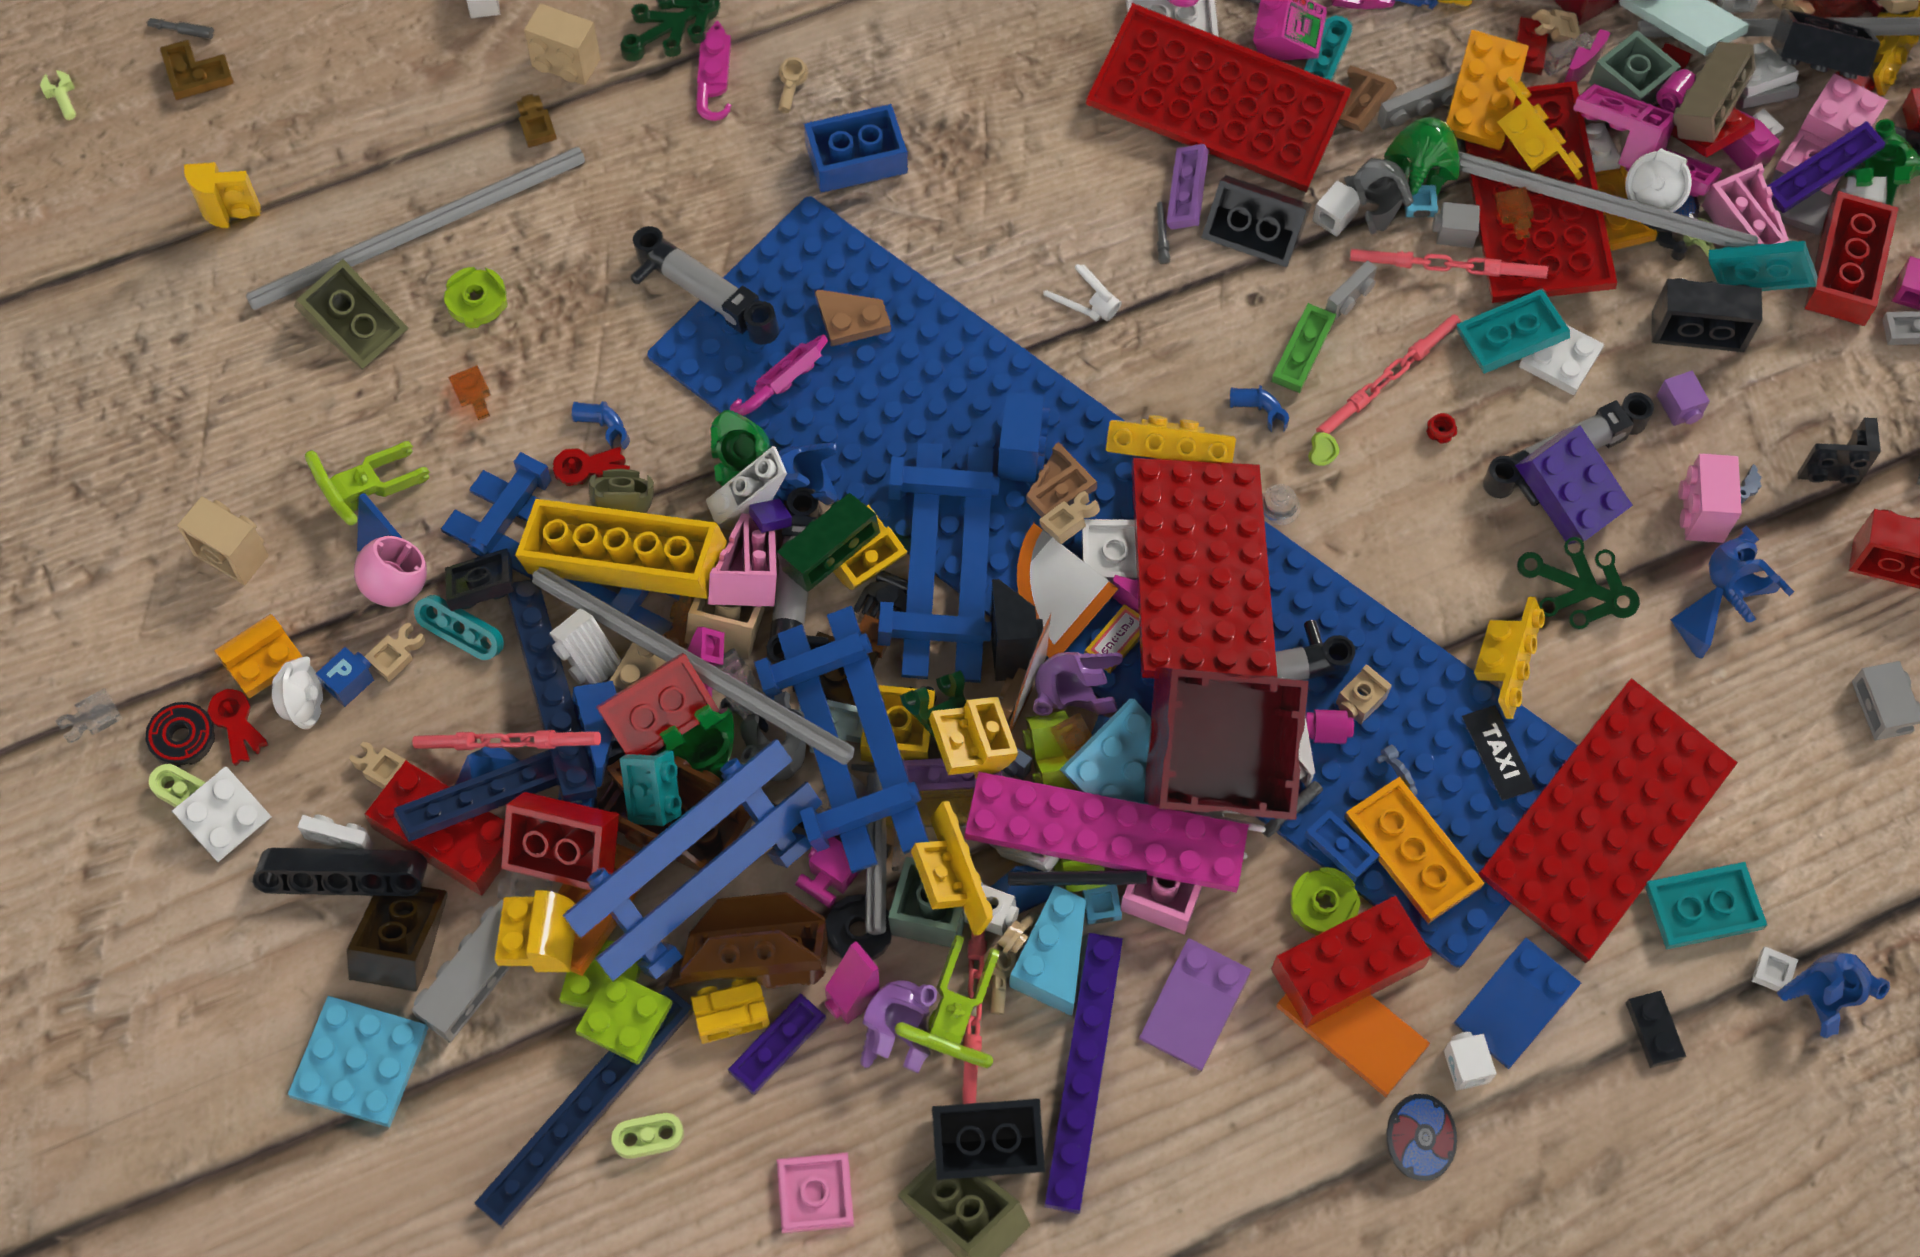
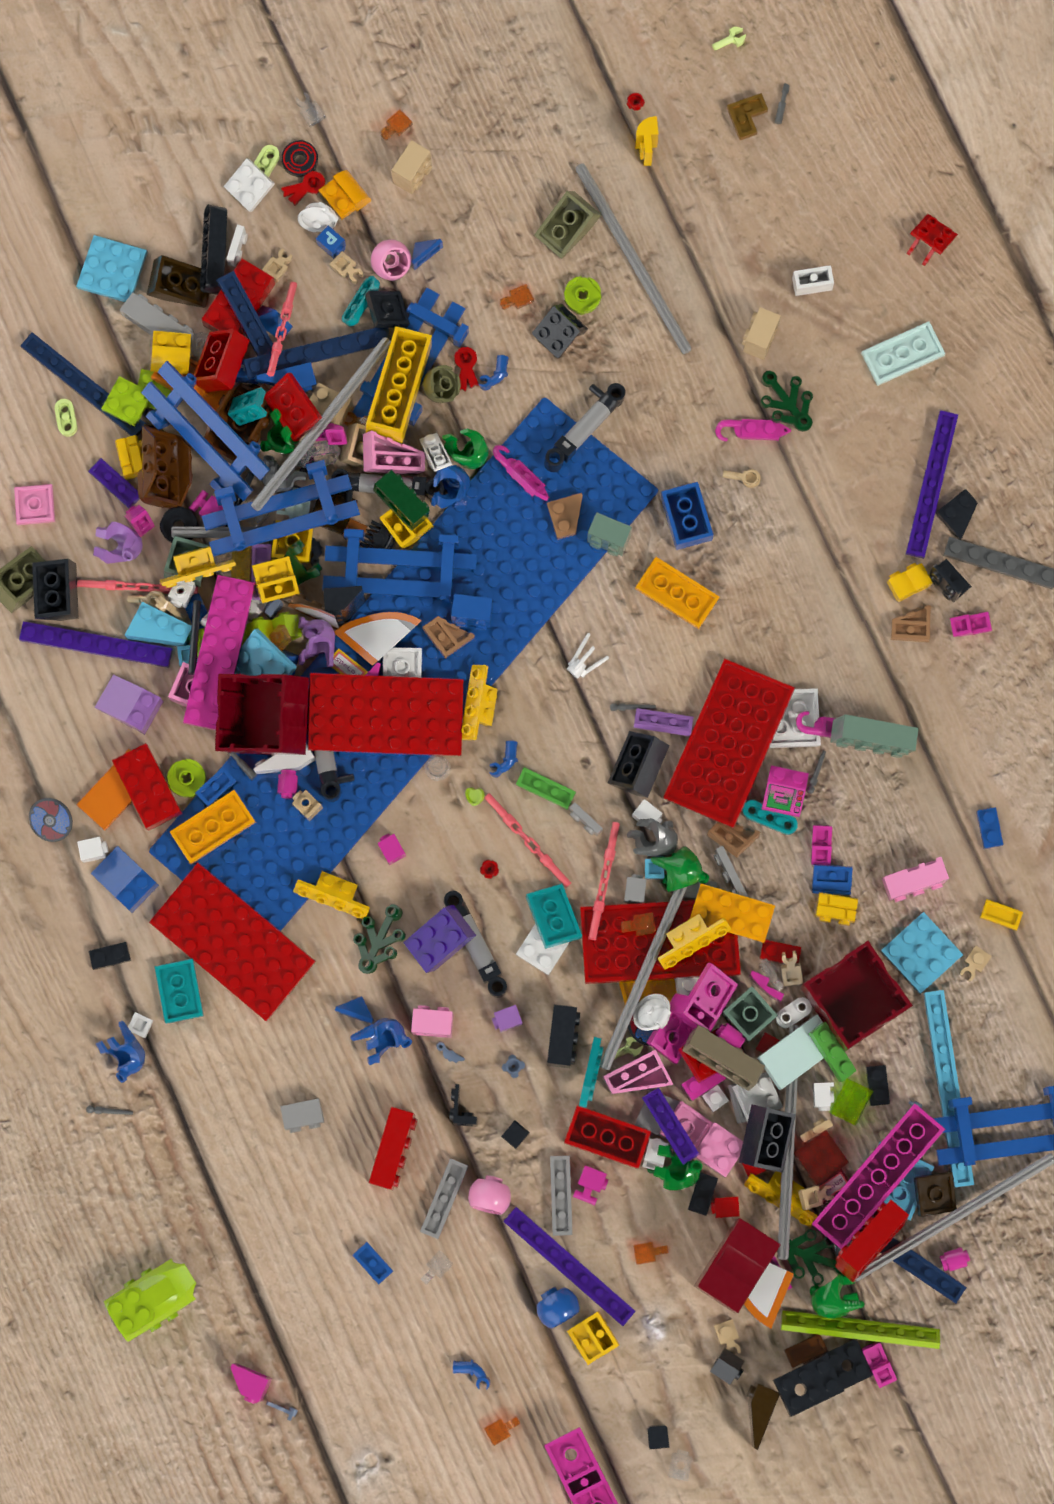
camera: 95 degrees right, 15 degrees up
(138, 575) = (396, 124): none -> clear orange plate
(144, 216) = (635, 97): none -> red plate
(346, 487) = (450, 237): lime piece -> none
(535, 121) = (707, 323): pearl gold plate -> none
(536, 329) = (559, 330): none -> black bracket
(586, 648) = (340, 369): white brick -> none
(770, 515) = (420, 467): dark purple tile -> none
(890, 242) = (609, 535): none -> sand green brick
(953, 1013) = (122, 571): lime piece -> none
(977, 168) = (677, 592): none -> light orange plate
(1068, 520) = (420, 638): tan plate -> none
(1389, 755) = (272, 819): sand blue piece -> none
(1424, 569) = (391, 848): none -> dark pink brick
(1498, 752) = (273, 882): black sticker -> none
(1616, 22) = (793, 1012): none -> white plate
(1759, 388) = (513, 1061): none -> sand blue plate
(1866, 387) = (515, 1134): none -> black piece

